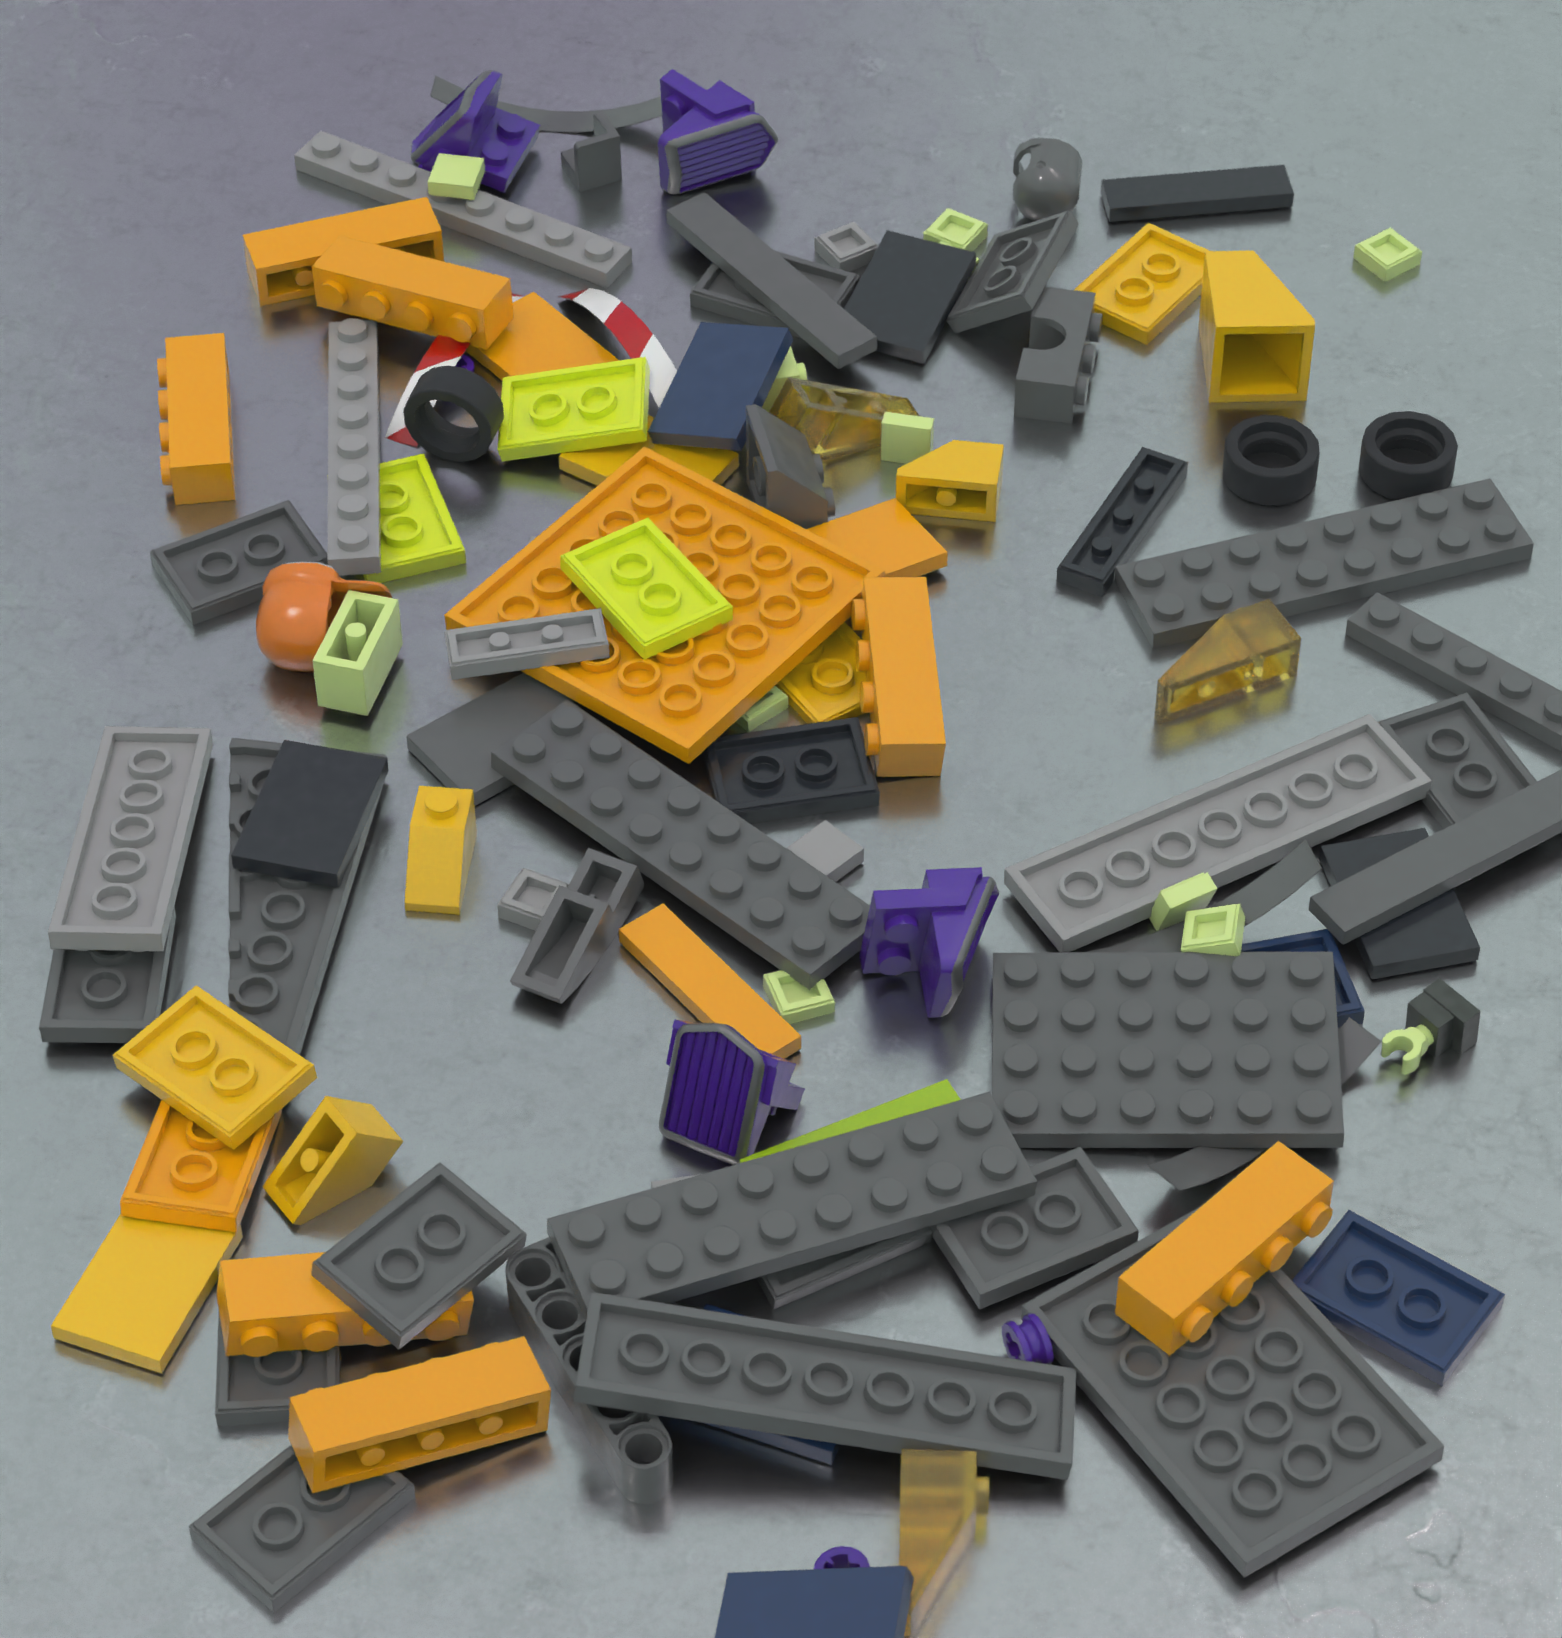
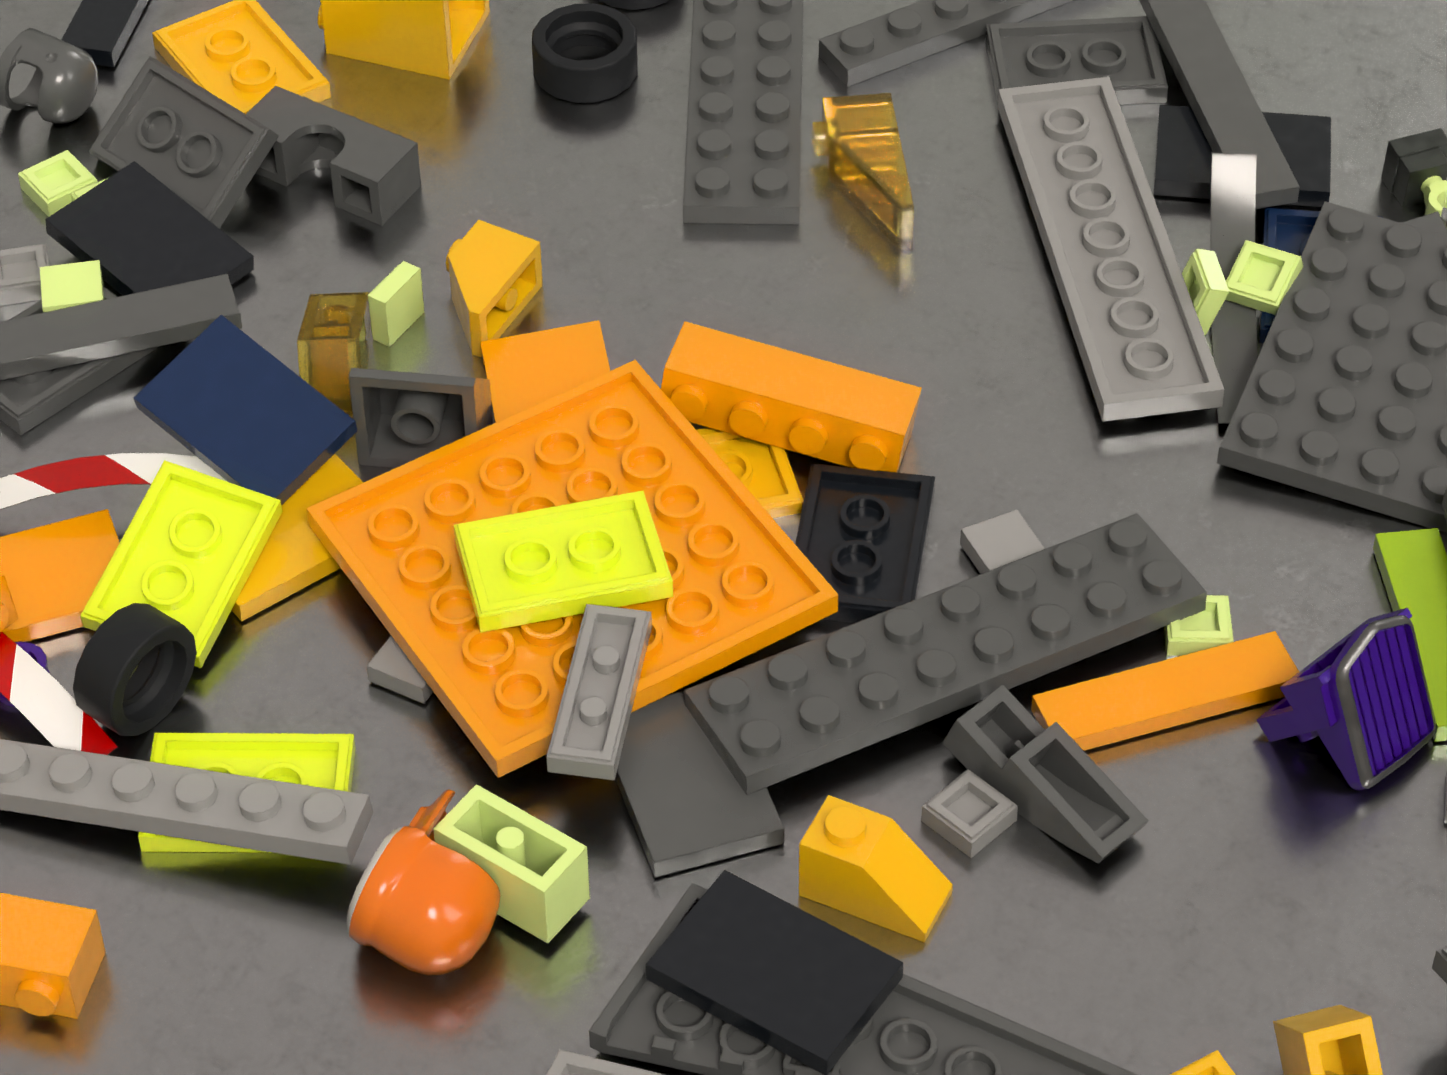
camera: 70 degrees left, 0 degrees up
(230, 562) = (239, 967): dark grey tile -> none
(826, 268) = (71, 285): none -> yellowish green tile
(930, 931) = (1210, 470): dark purple piece -> none
(1122, 521) = (605, 188): black tile -> none

